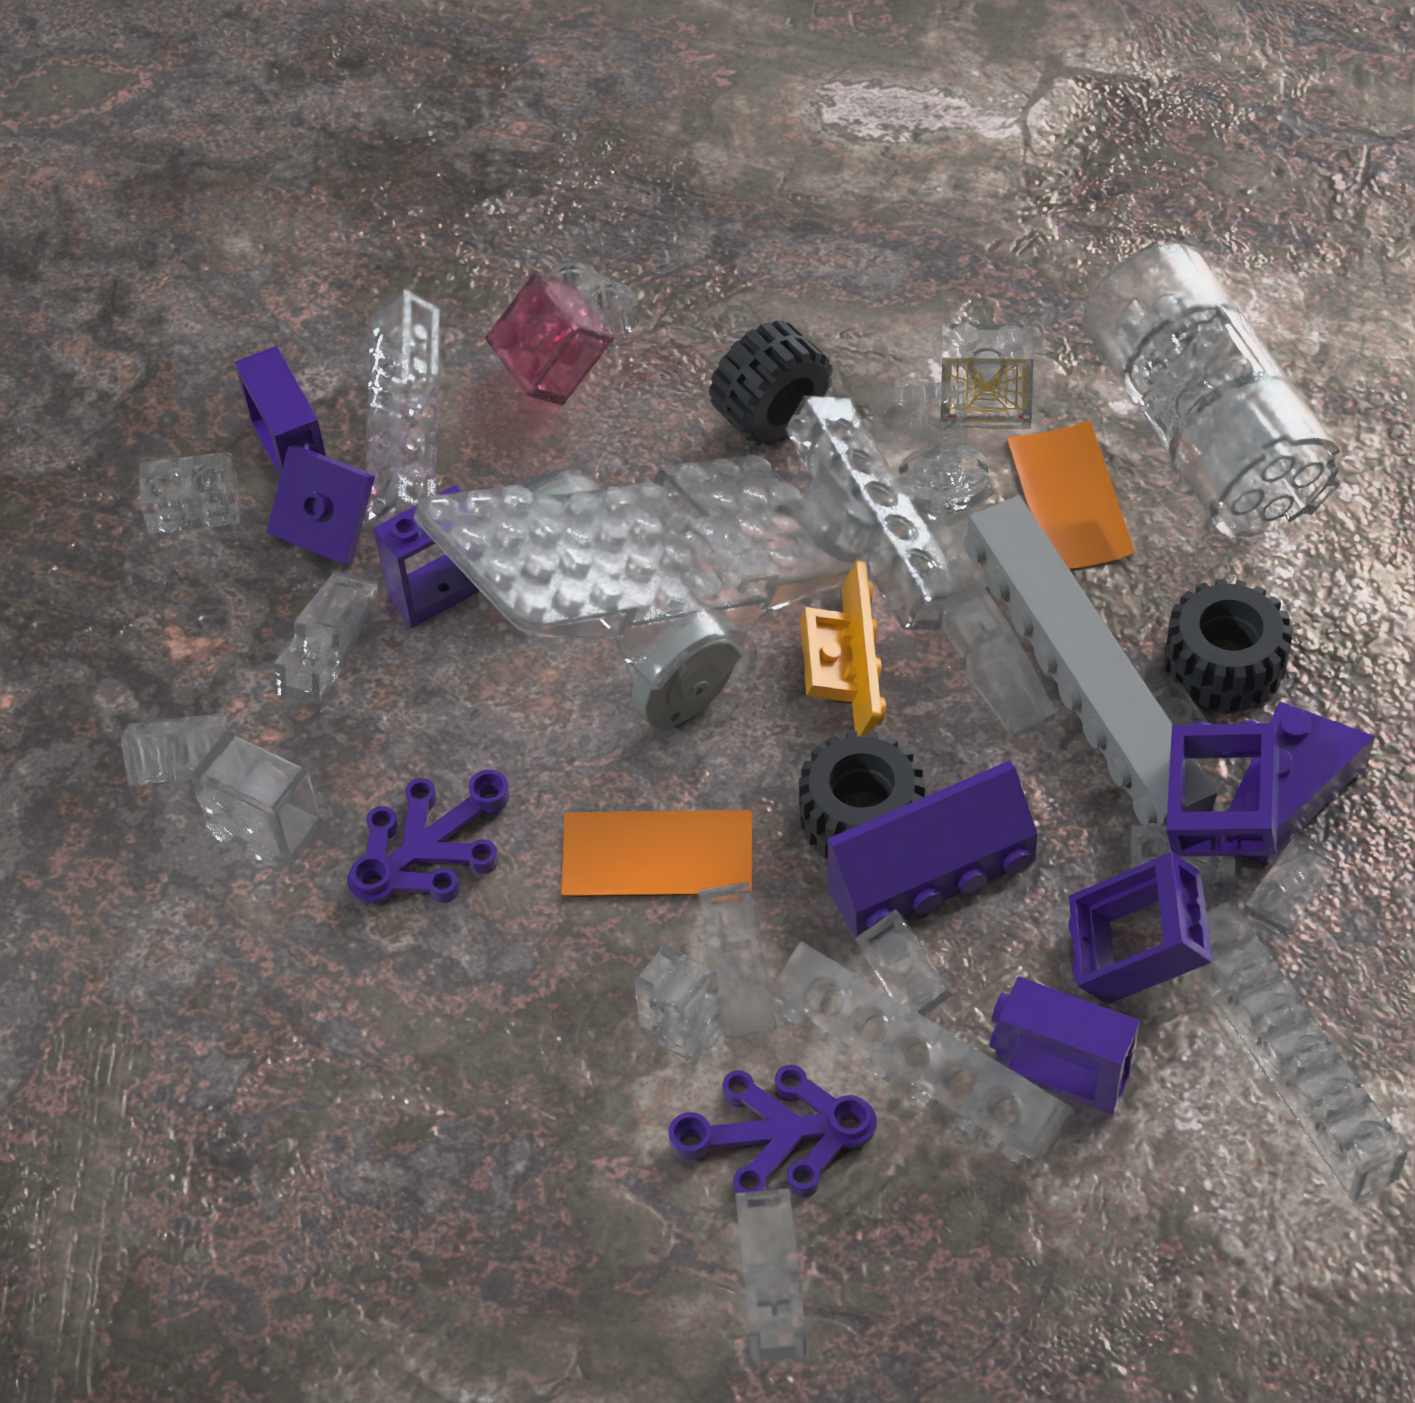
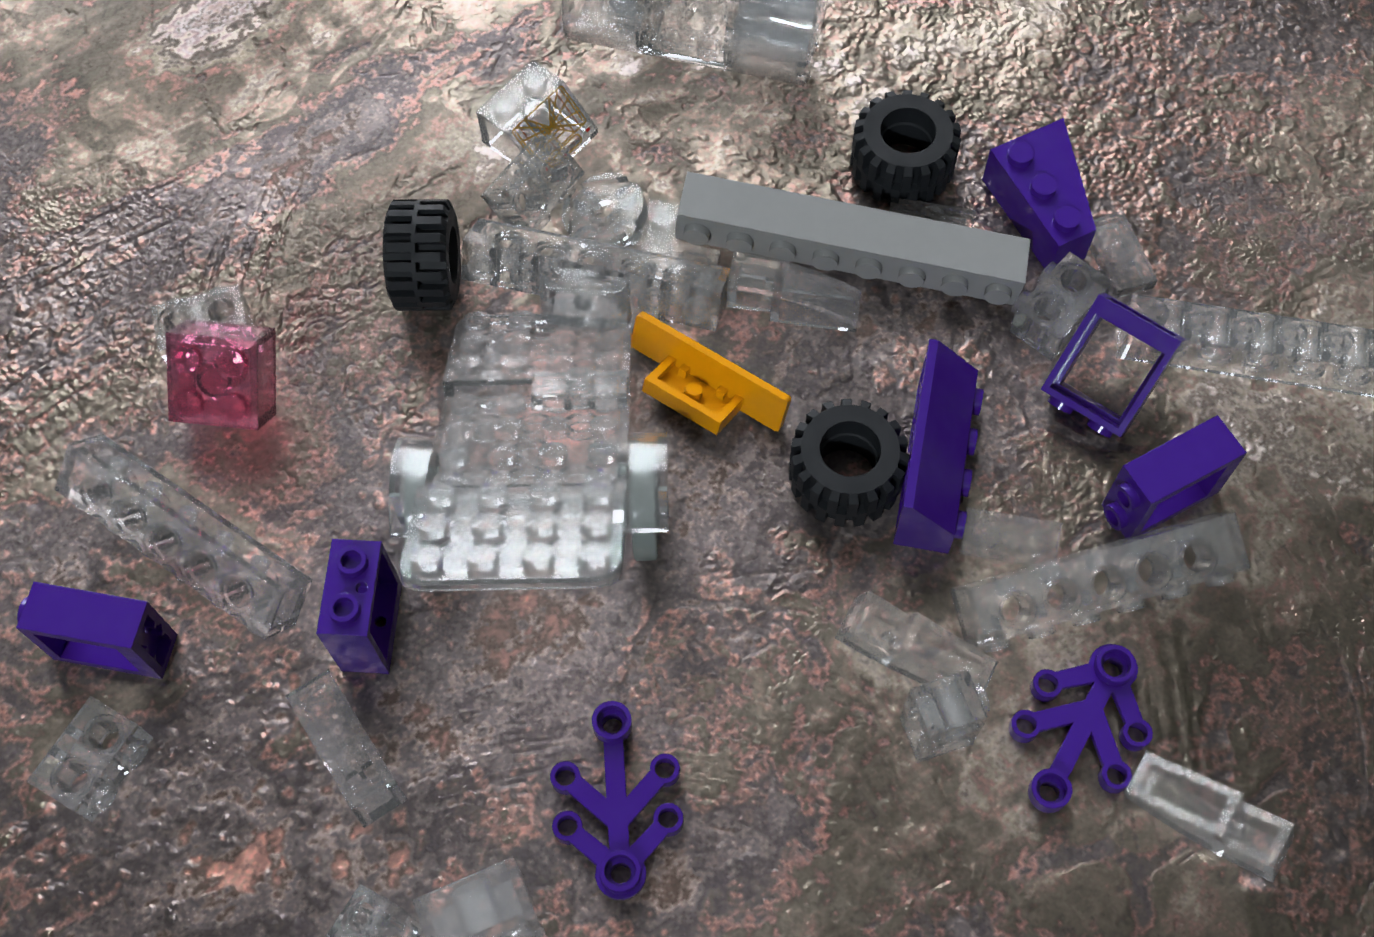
camera: 55 degrees left, 10 degrees up
(320, 504) = (214, 660): dark purple plate -> none
(655, 851) = (764, 640): orange sticker -> none
(1072, 494) = (672, 143): orange sticker -> none
(1223, 831) = (1057, 280): dark purple window -> none

